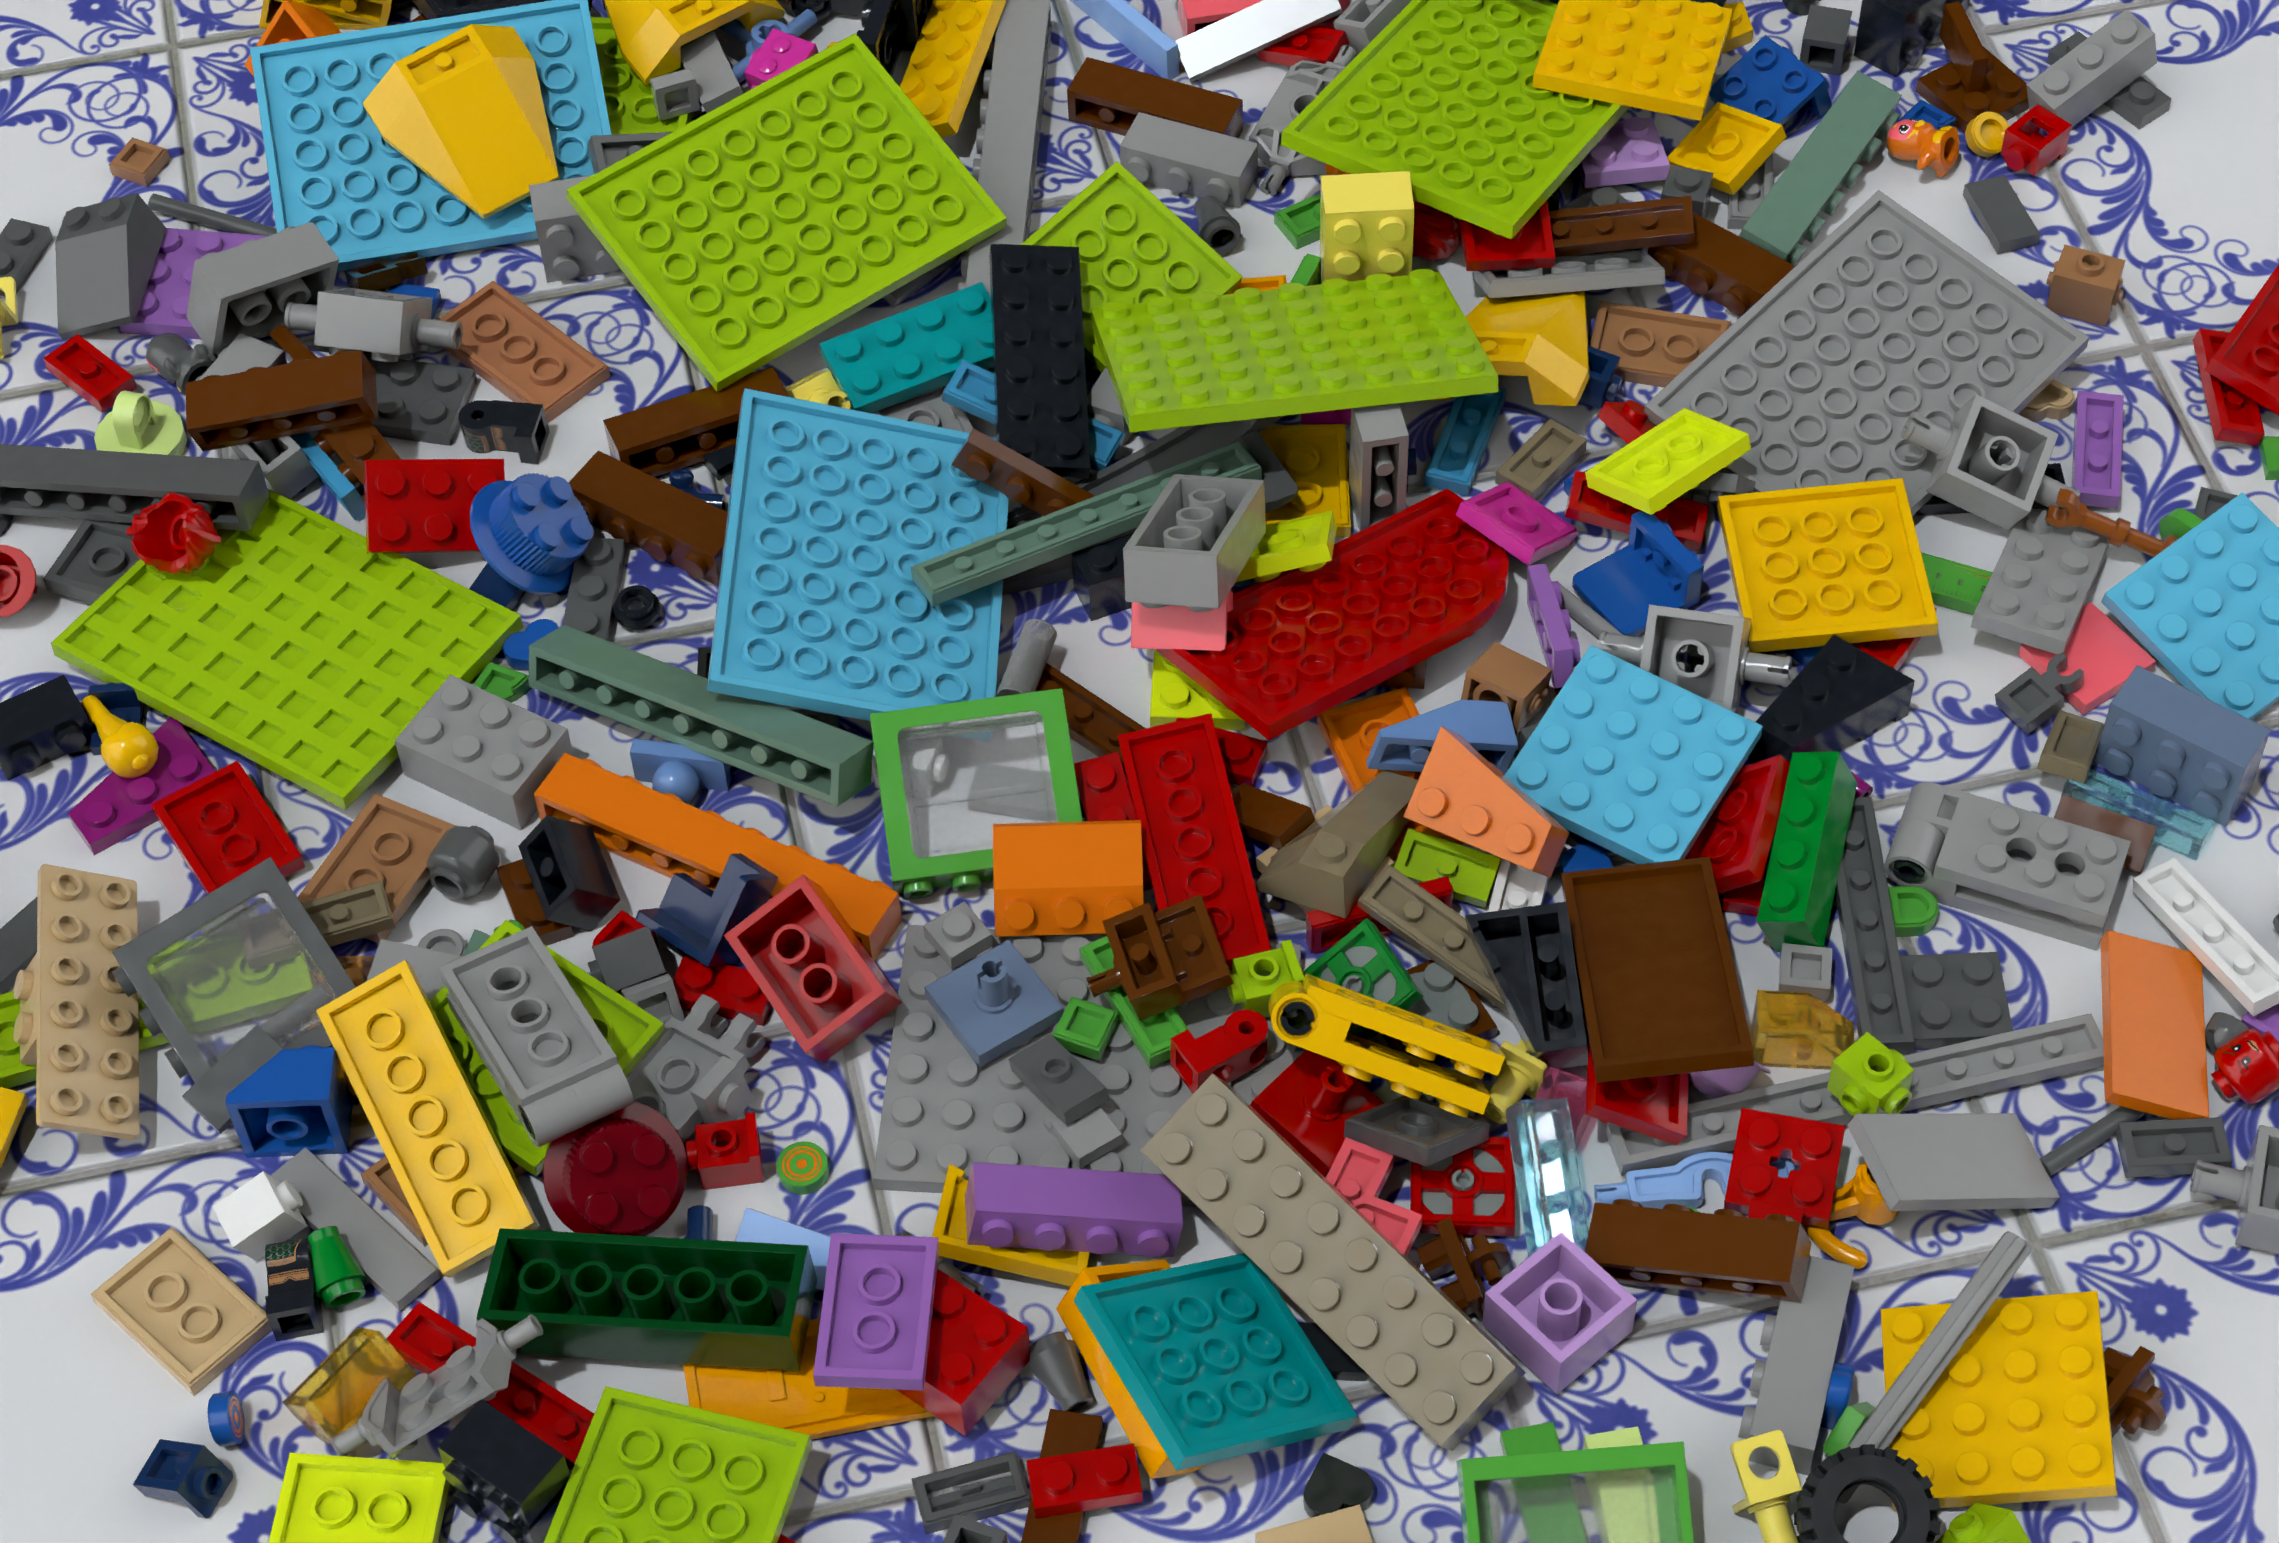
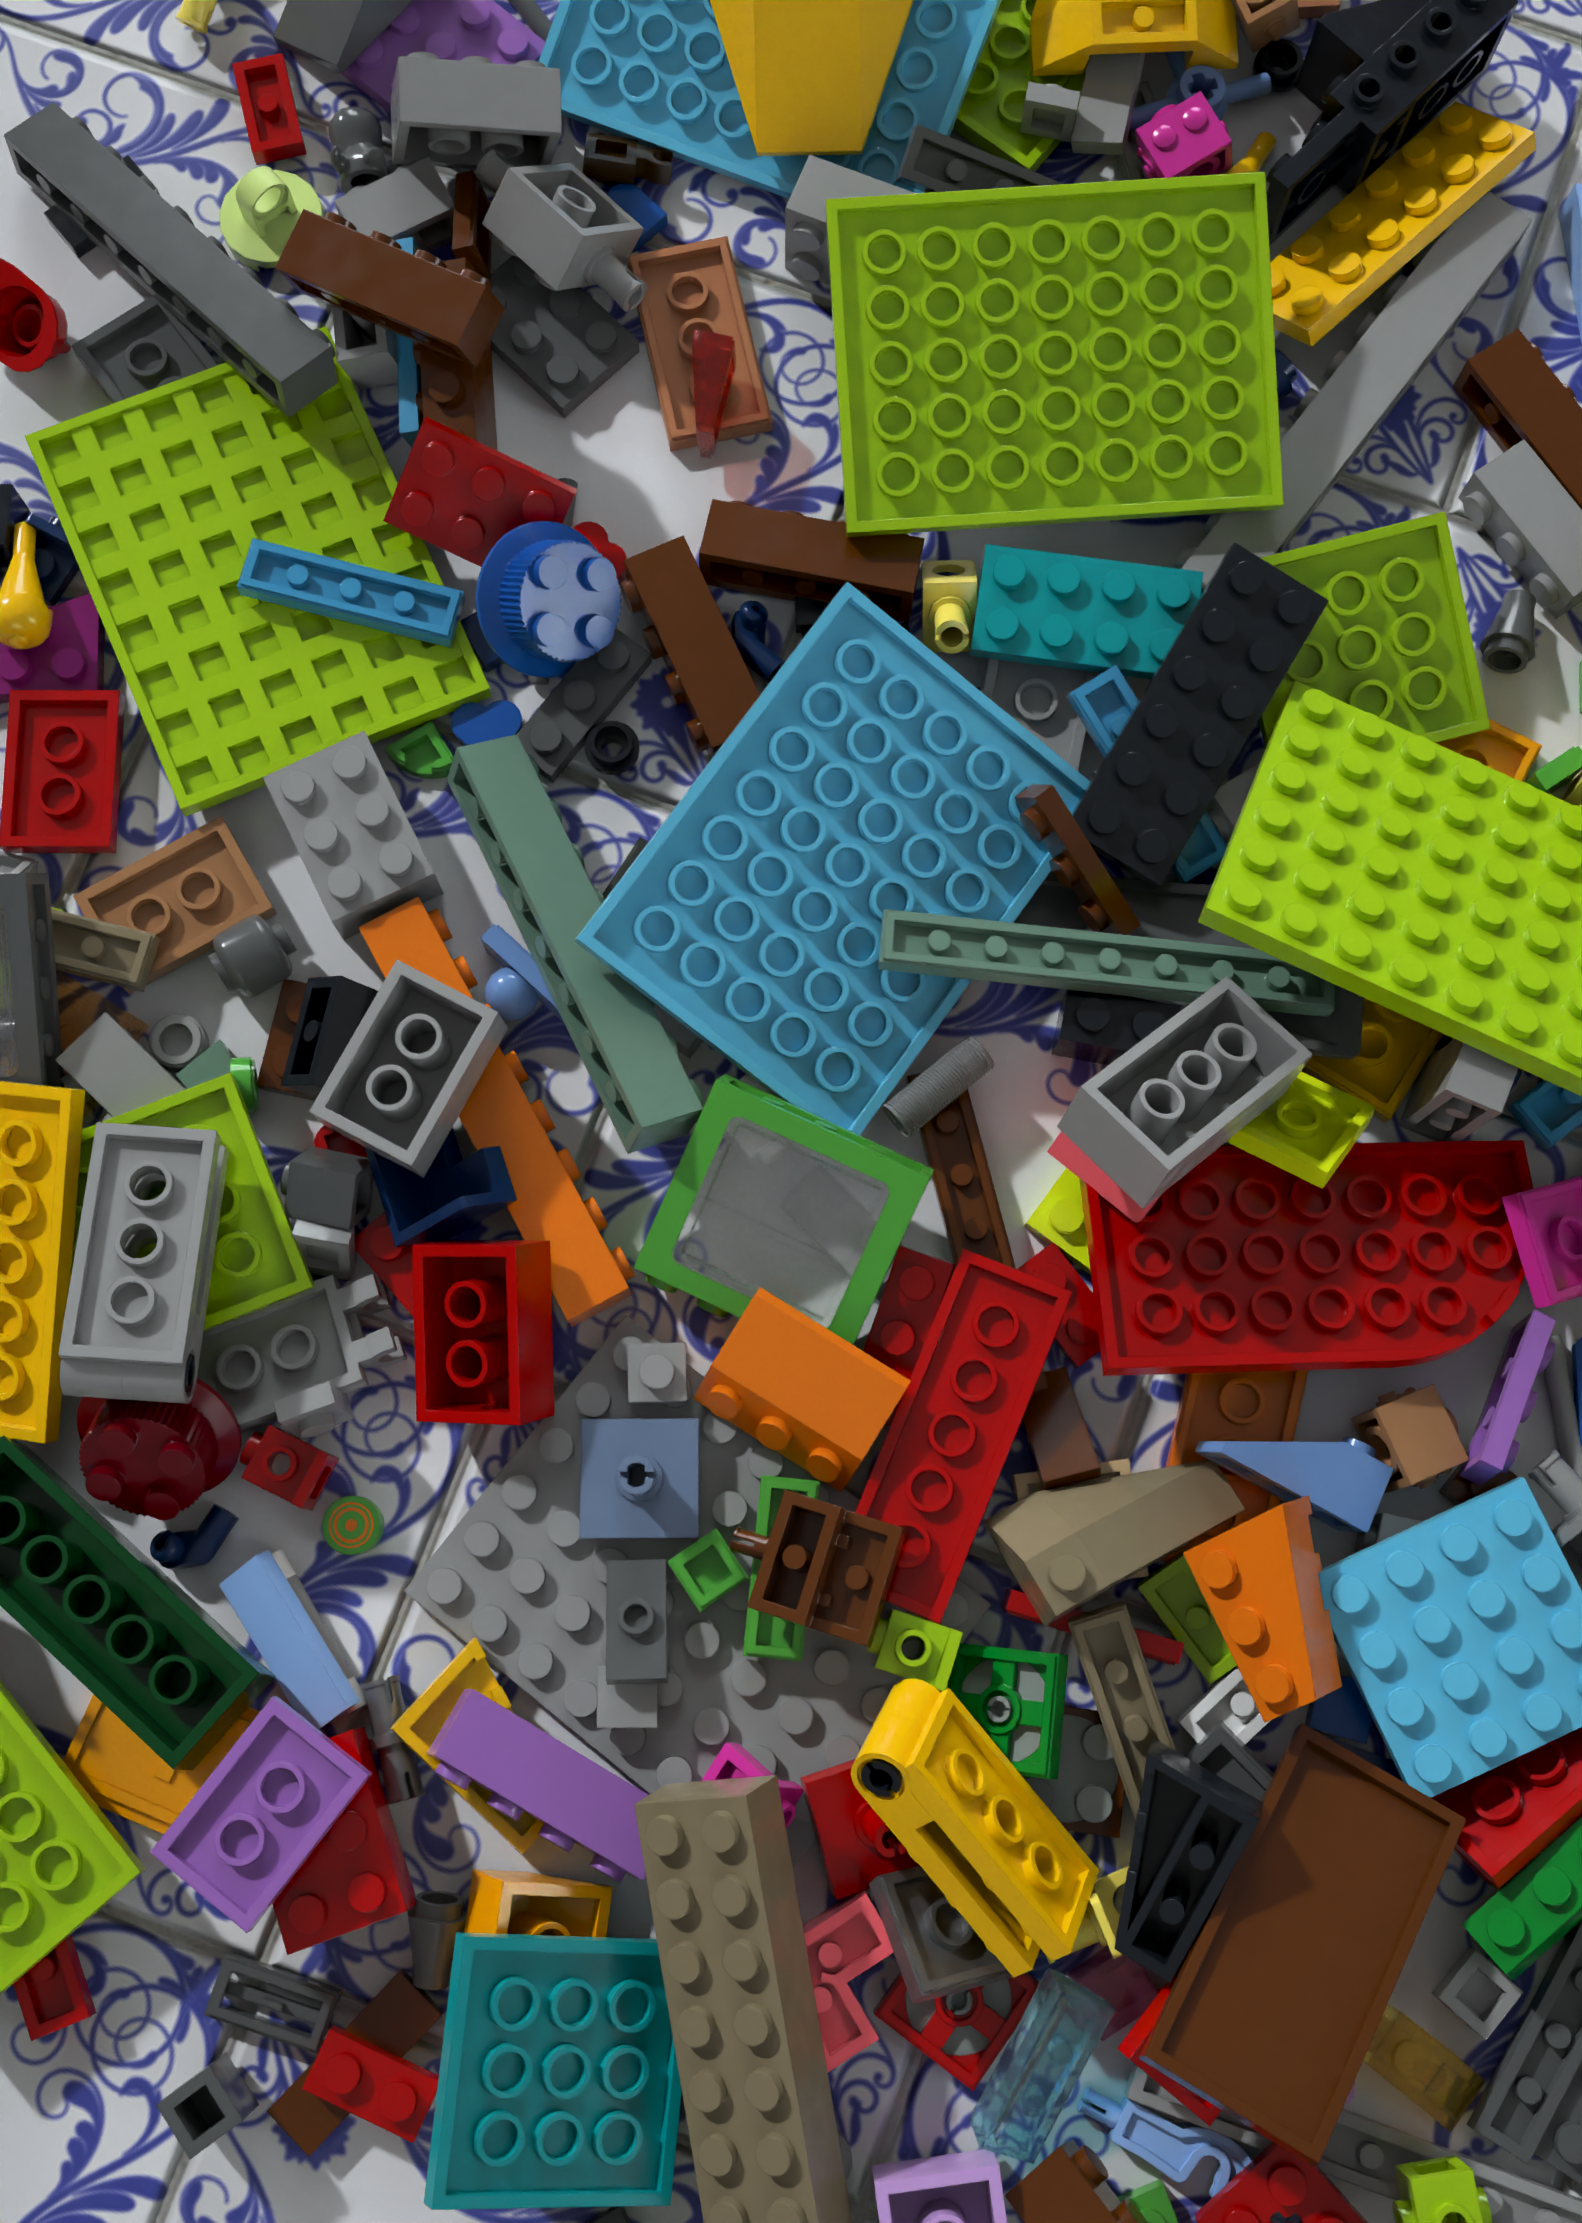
camera: 30 degrees right, 25 degrees up
(174, 534) = (202, 384): red hair -> none
(375, 609) = (351, 593): none -> dark azure tile
(505, 427) = (624, 435): black leg -> none
(547, 356) = (713, 376): none -> clear red slope
(642, 835) = (409, 1068): none -> light grey brick
(1225, 1051) = (838, 1704): red leg -> none
(1452, 1253) = (879, 2129): reddish brown hips -> none

